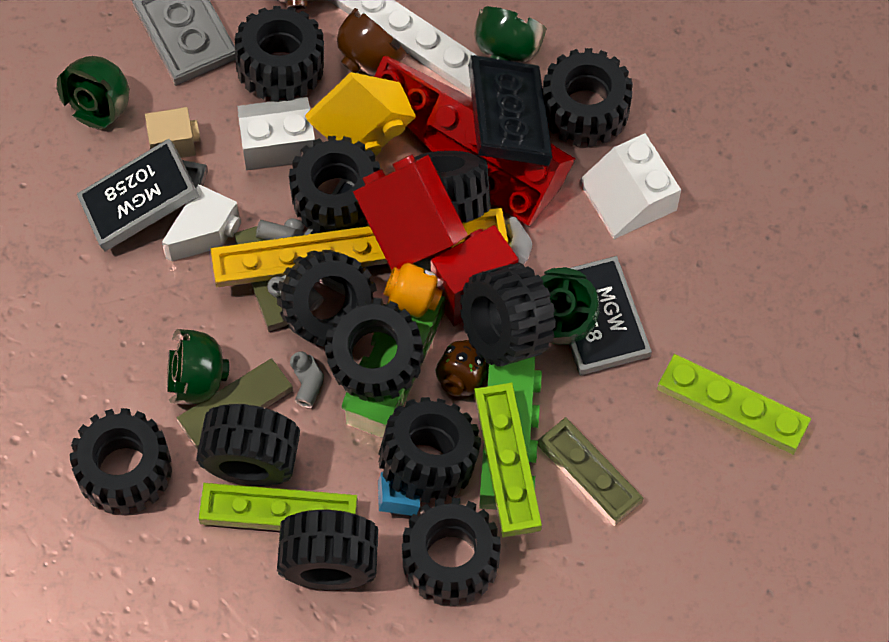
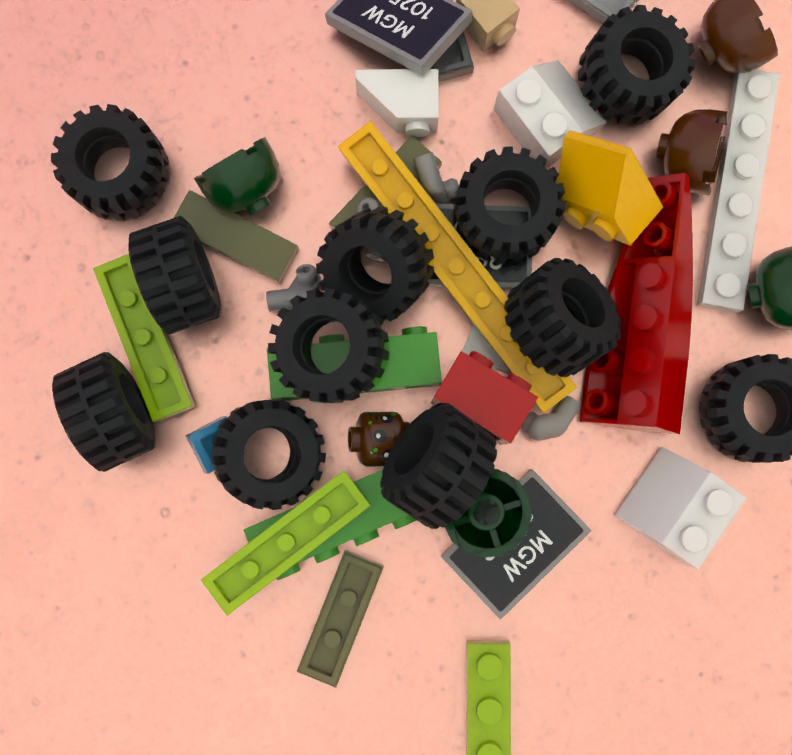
camera: 65 degrees right, 20 degrees up
(409, 211) = (502, 301): red brick -> none
(413, 289) = (423, 348): light orange head -> none
(457, 522) = (141, 536): black tyre -> none
(509, 110) = (691, 340): black tile -> none

